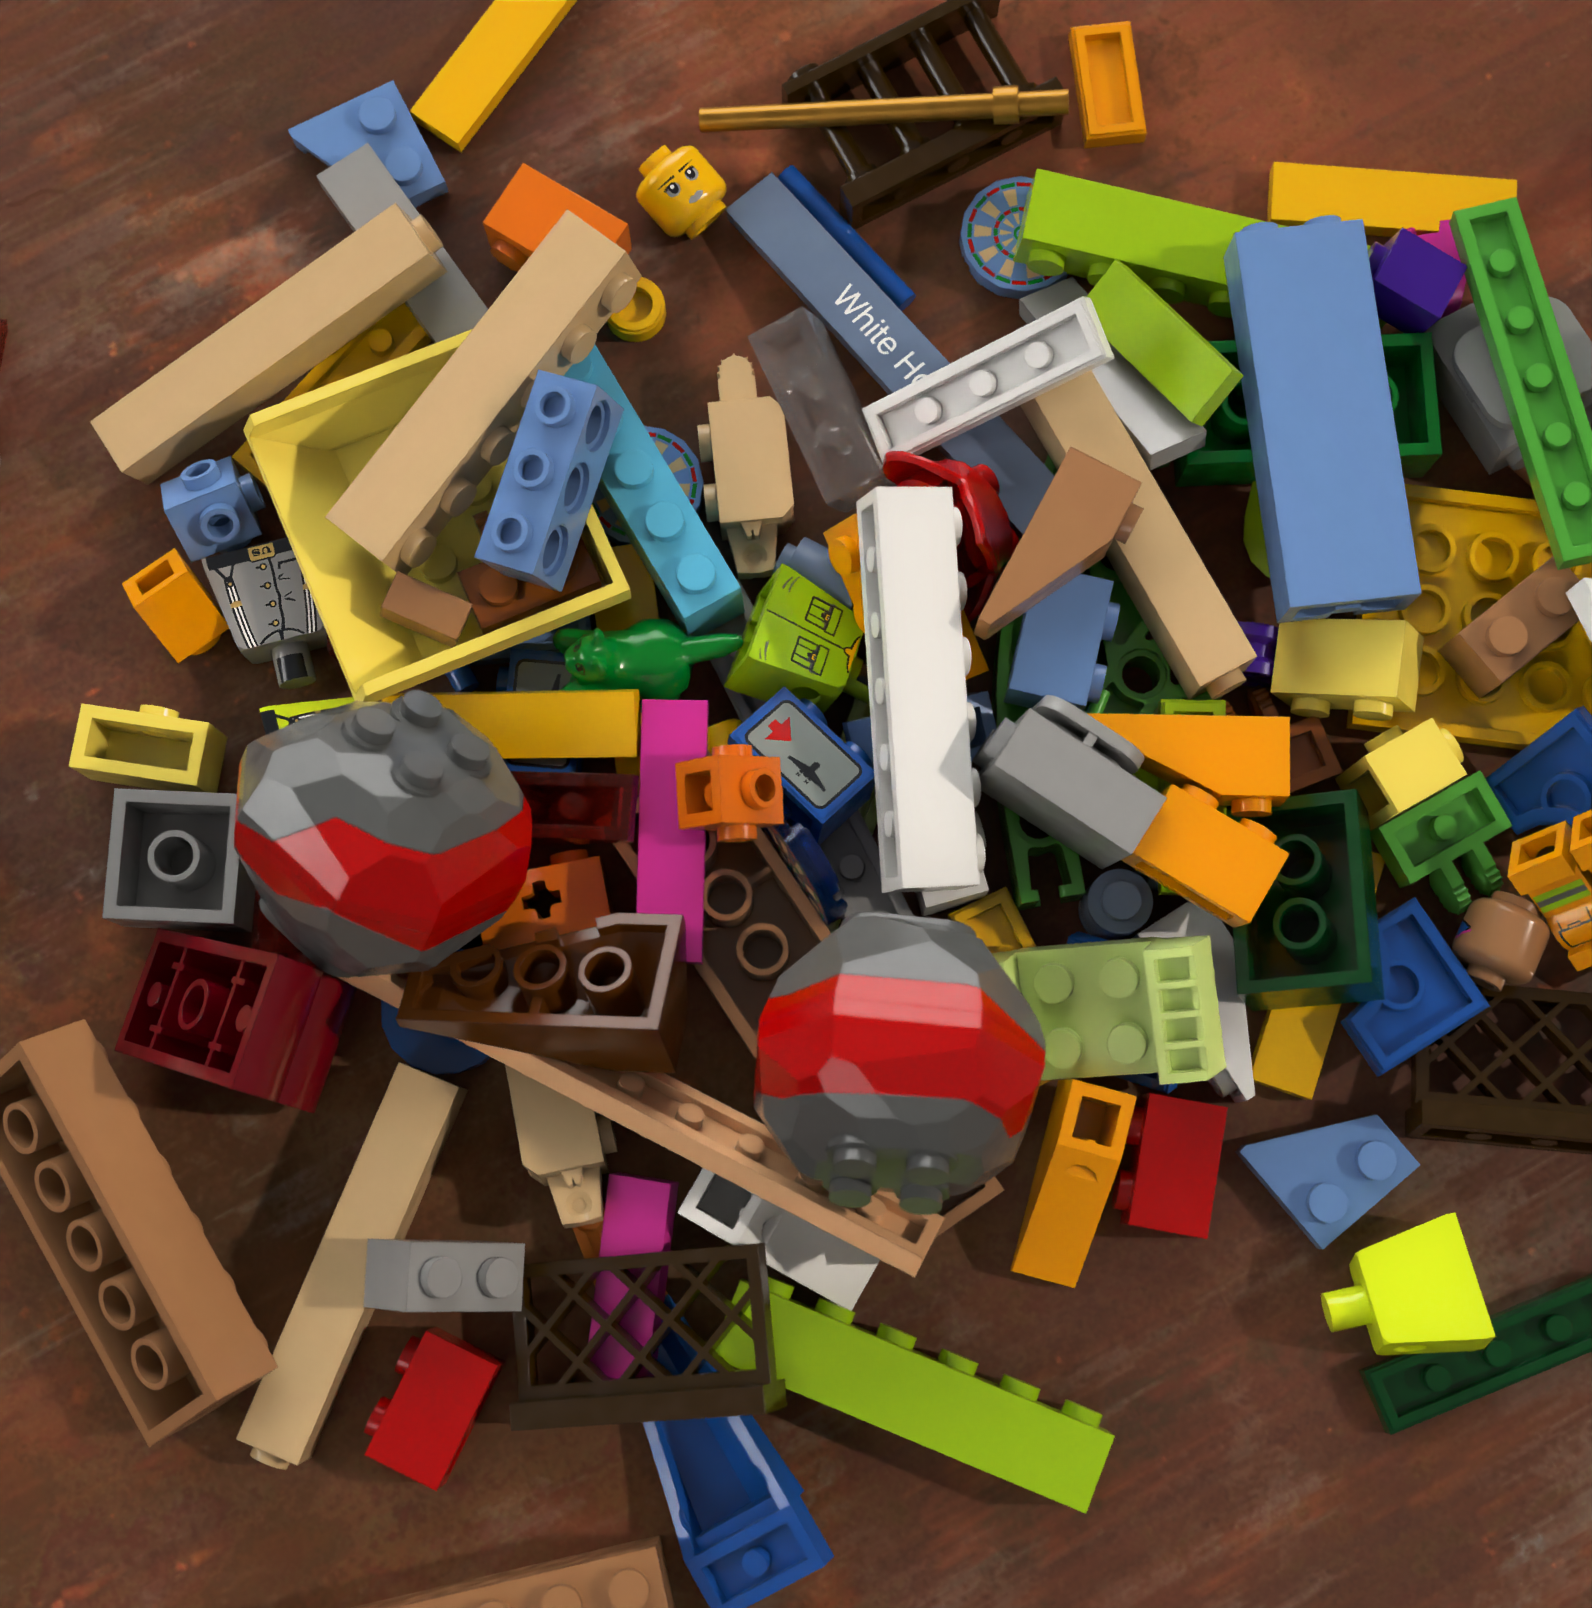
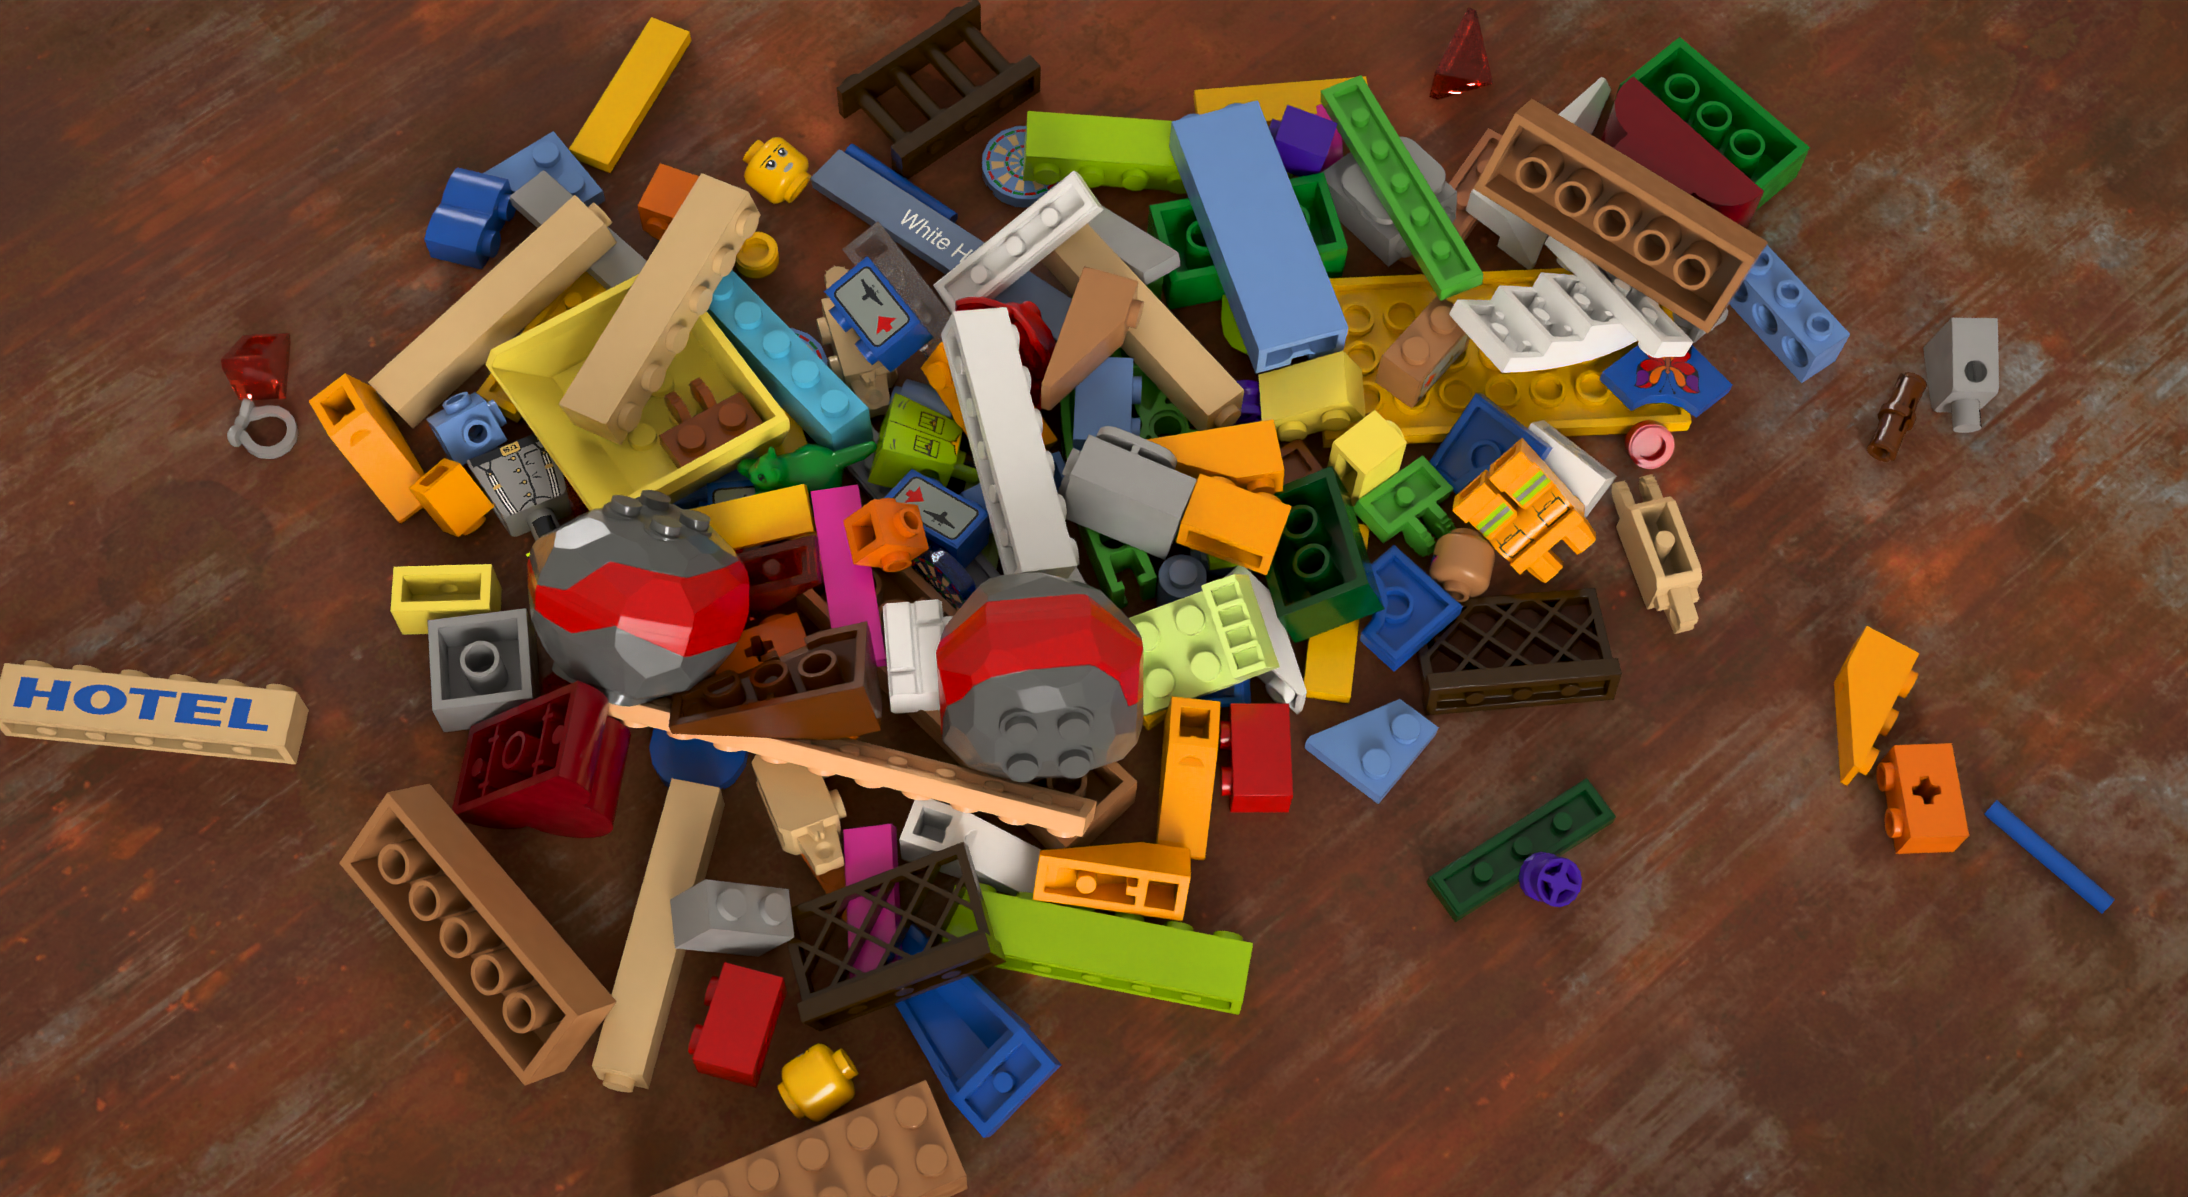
camera: 15 degrees left, 15 degrees down
(82, 504) = (370, 442): none -> light orange slope
(262, 194) = (470, 218): none -> blue brick
(425, 609) = (639, 461): medium nougat piece -> none
(520, 1505) = (817, 1082): none -> yellow head
(549, 480) = (718, 353): medium blue brick -> none
(741, 962) = (911, 647): none -> white brick
(776, 450) = (877, 314): none -> brick
(959, 1310) = (1117, 878): none -> light orange slope
(1002, 106) = (996, 75): pearl gold bar -> none
(1107, 84) = (1067, 60): light orange tile -> none
(1162, 344) = (1139, 205): lime tile -> none
(1414, 1293) = (1452, 811): neon yellow torso -> none
(1526, 1412) = (1561, 885): none -> dark purple wheel

